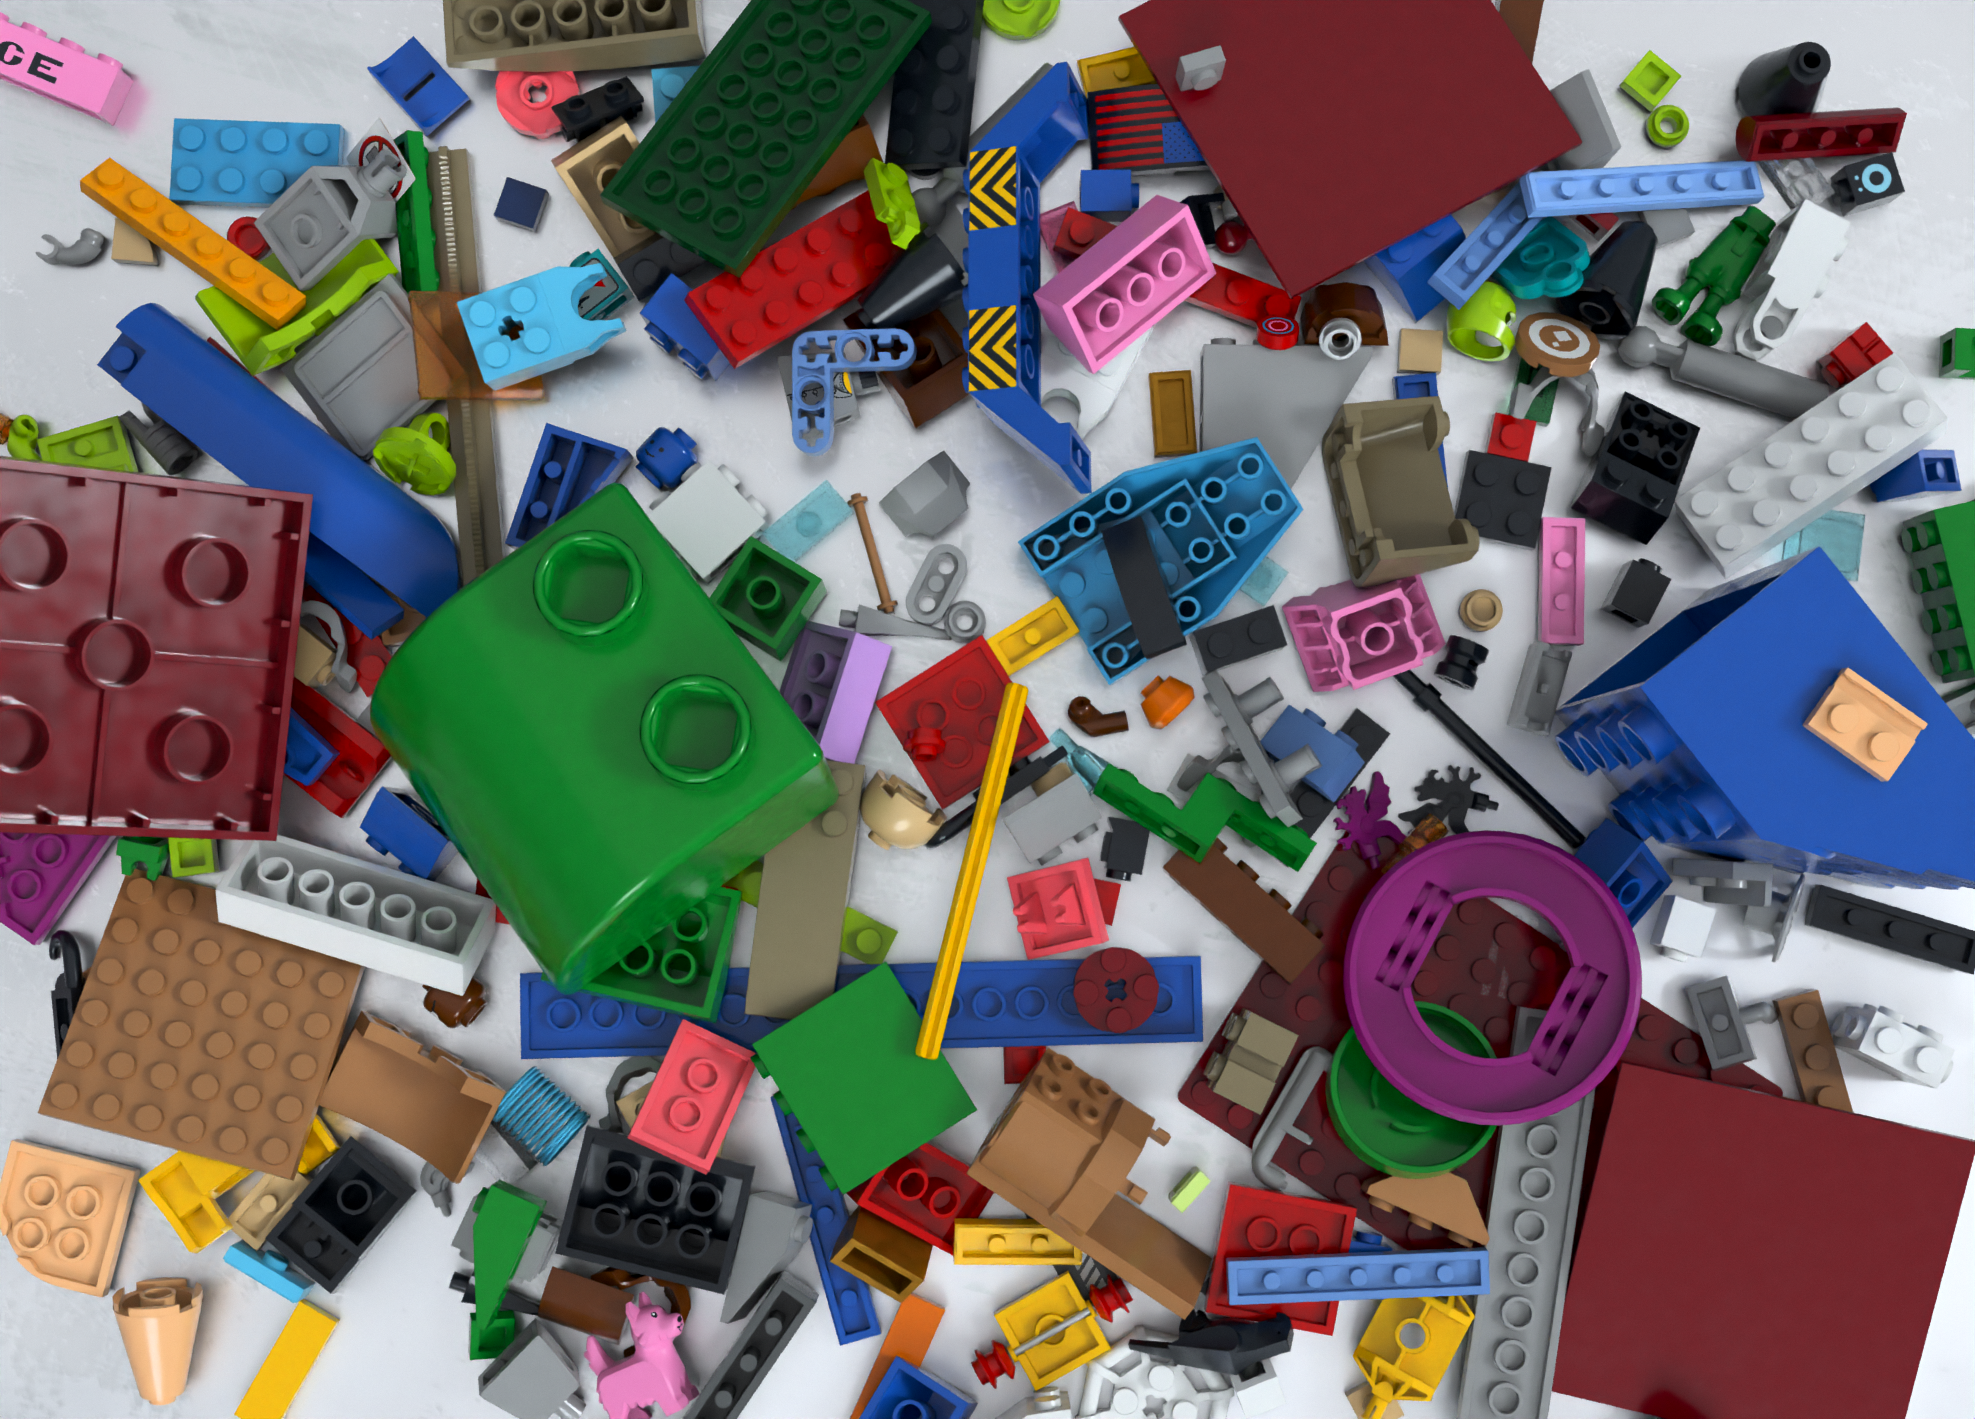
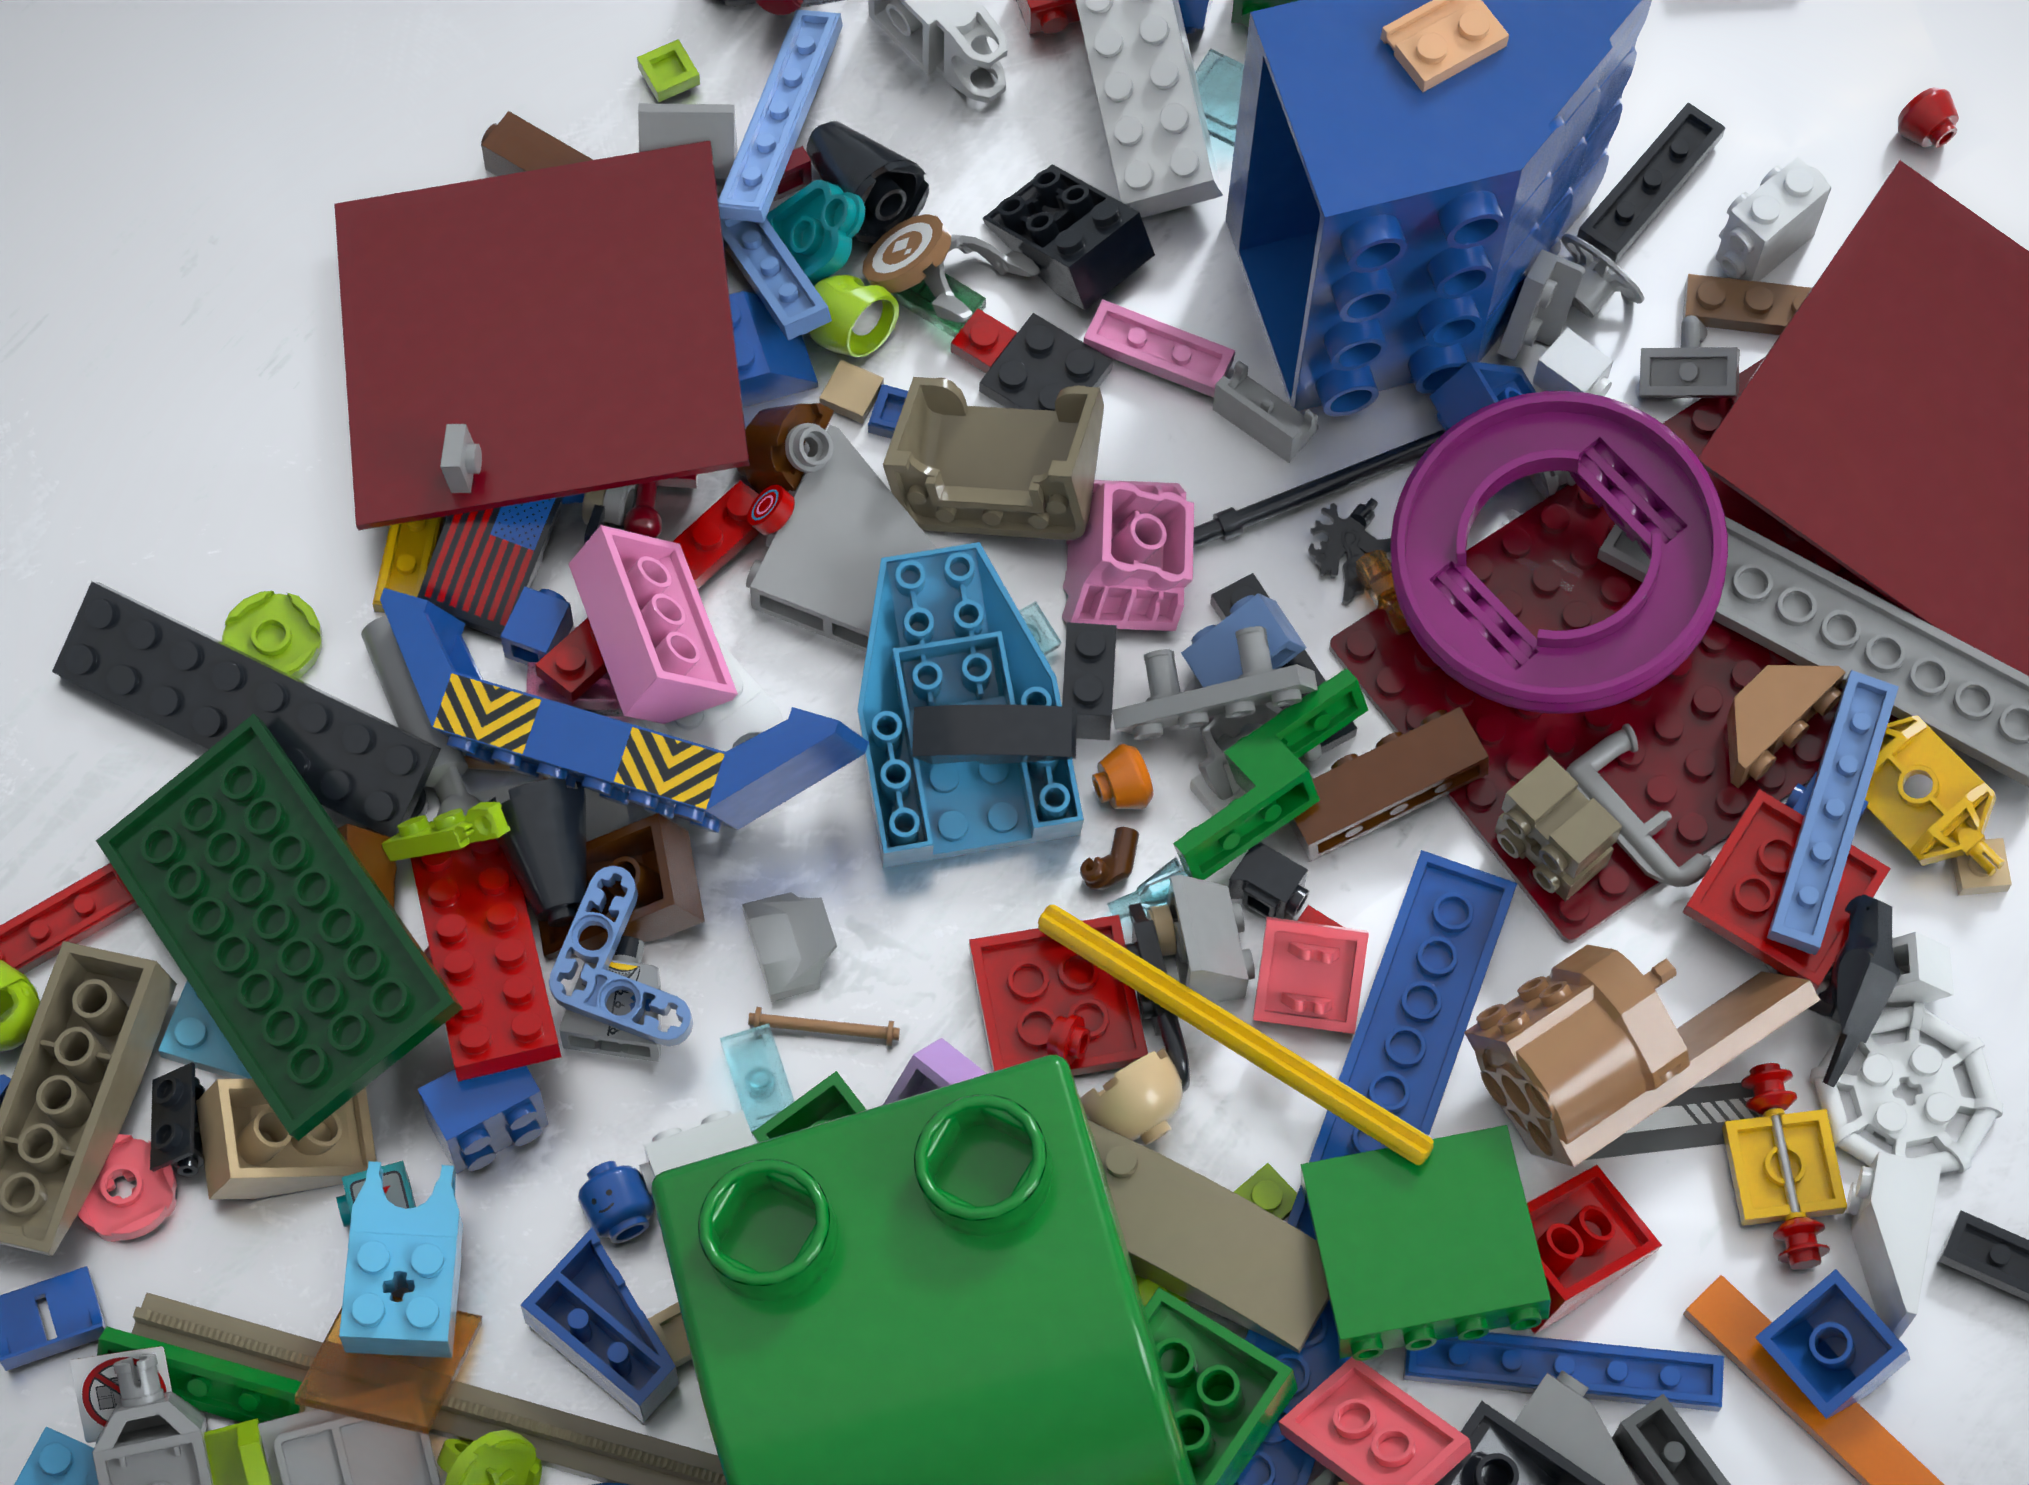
camera: 70 degrees left, 20 degrees down
(521, 204) = (241, 1258): dark blue tile -> none
(652, 262) = (388, 1119): black brick -> none
(875, 623) = (912, 1039): light grey piece -> none
(882, 1254) = (1631, 1313): pearl gold brick -> none
(934, 584) = (892, 970): light grey plate -> none
(964, 608) = (944, 944): light grey plate -> none
(1010, 1243) = (1670, 1167): yellow tile -> none
(1020, 1061) = (1466, 1089): red tile -> none
(1033, 636) = (992, 887): yellow plate -> none
(1117, 1014) = (1418, 974): dark red plate -> none
(1172, 413) = (807, 658): pearl gold tile -> none
(1188, 1188) = (1671, 946): yellowish green tile -> none
(1363, 824) = (1327, 629): magenta piece -> none
(1389, 1127) = (1678, 719): green piece -> none
(1461, 662) = (1204, 474): black wheel -> none
(1481, 610) = (1156, 437): tan plate -> none
(1636, 592) = (1202, 282): black brick -> none
(1668, 224) = (826, 107): light grey tile -> none
(1675, 117) = (722, 62): lime plate -> none
(1721, 267) = (899, 77): green piece -> none
(1725, 373) = (1009, 115): light grey piece -> none

